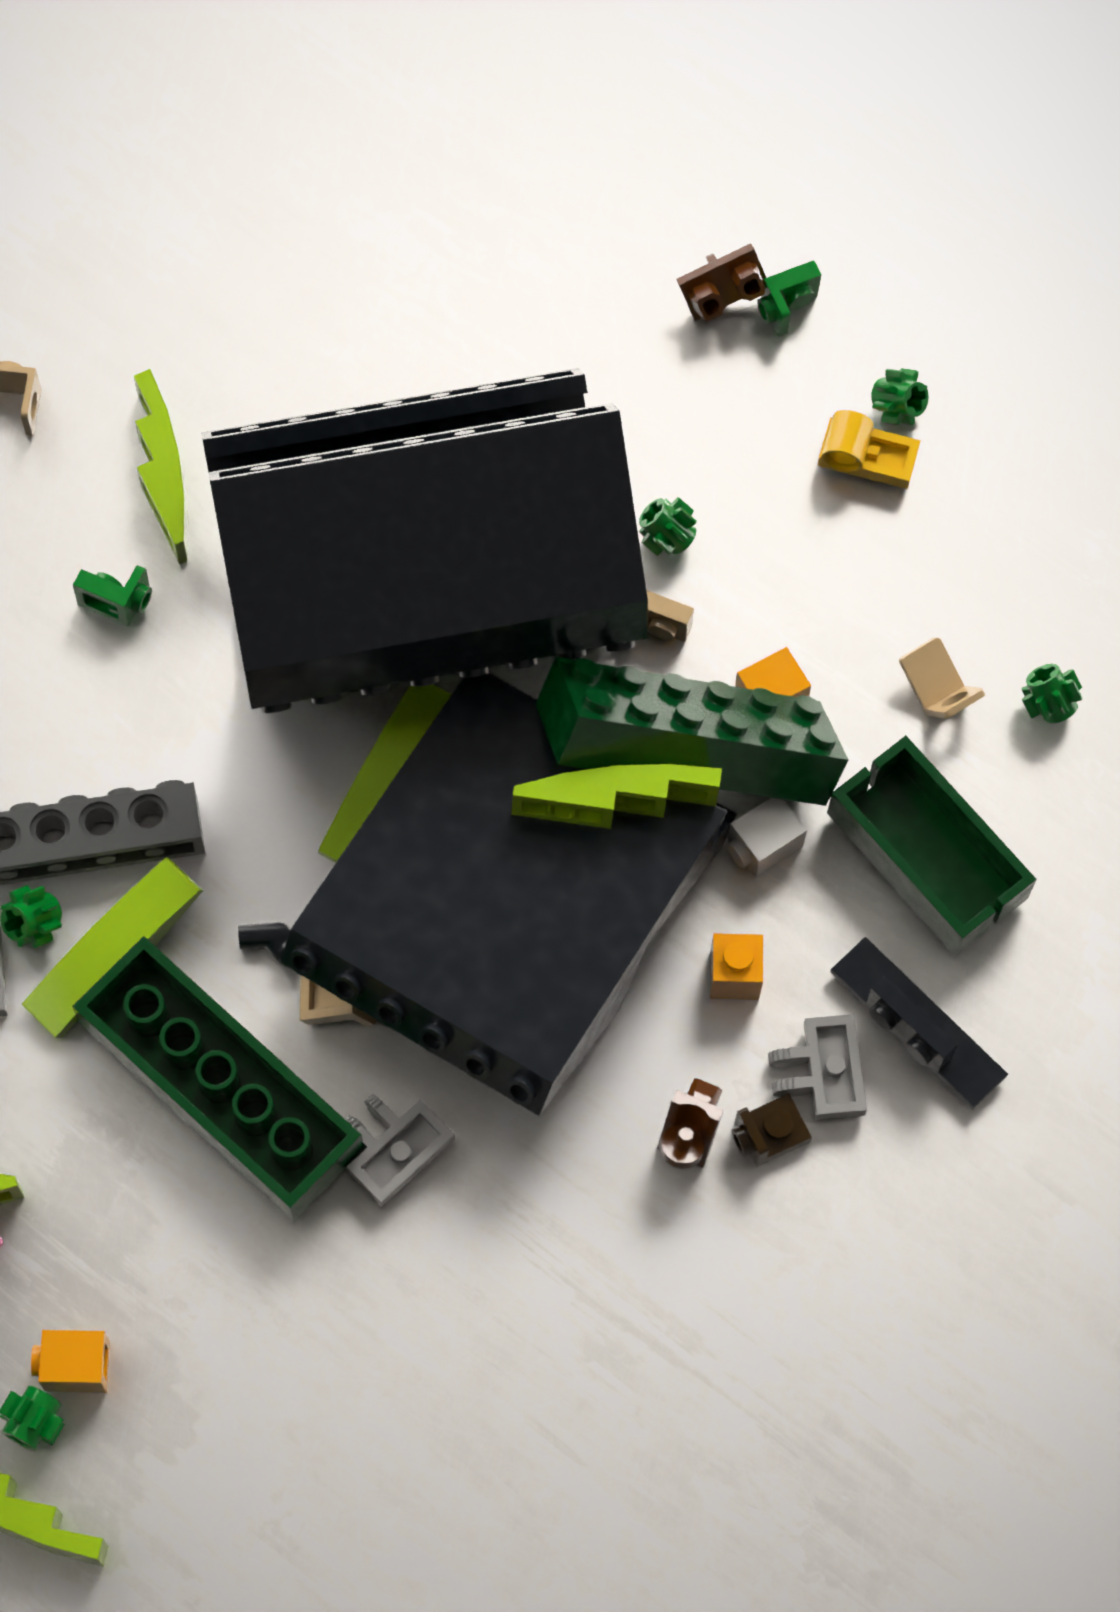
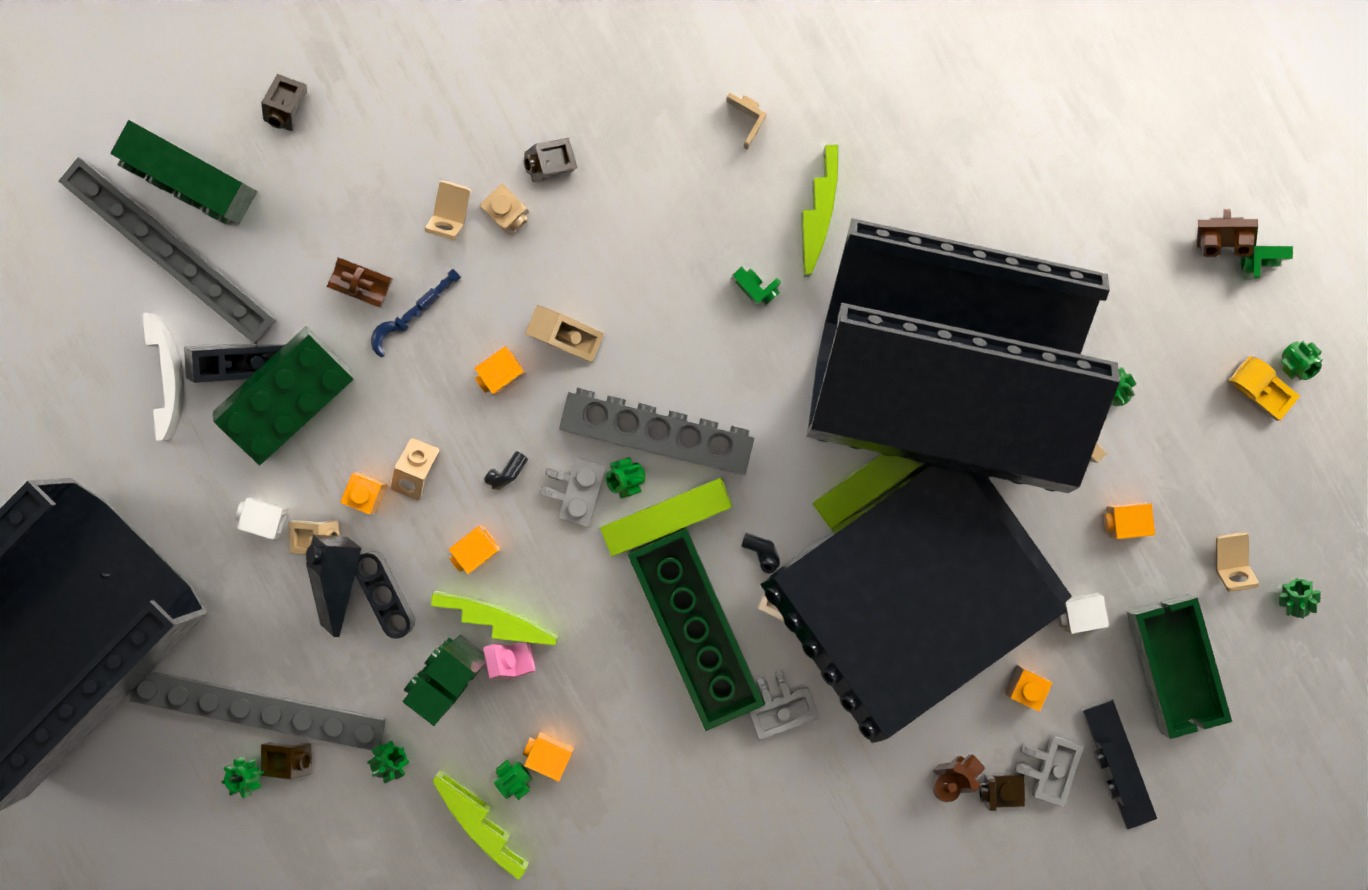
camera: 30 degrees right, 20 degrees up
(594, 794) = (995, 576): lime slope -> none
(638, 717) = (1067, 548): dark green brick -> none

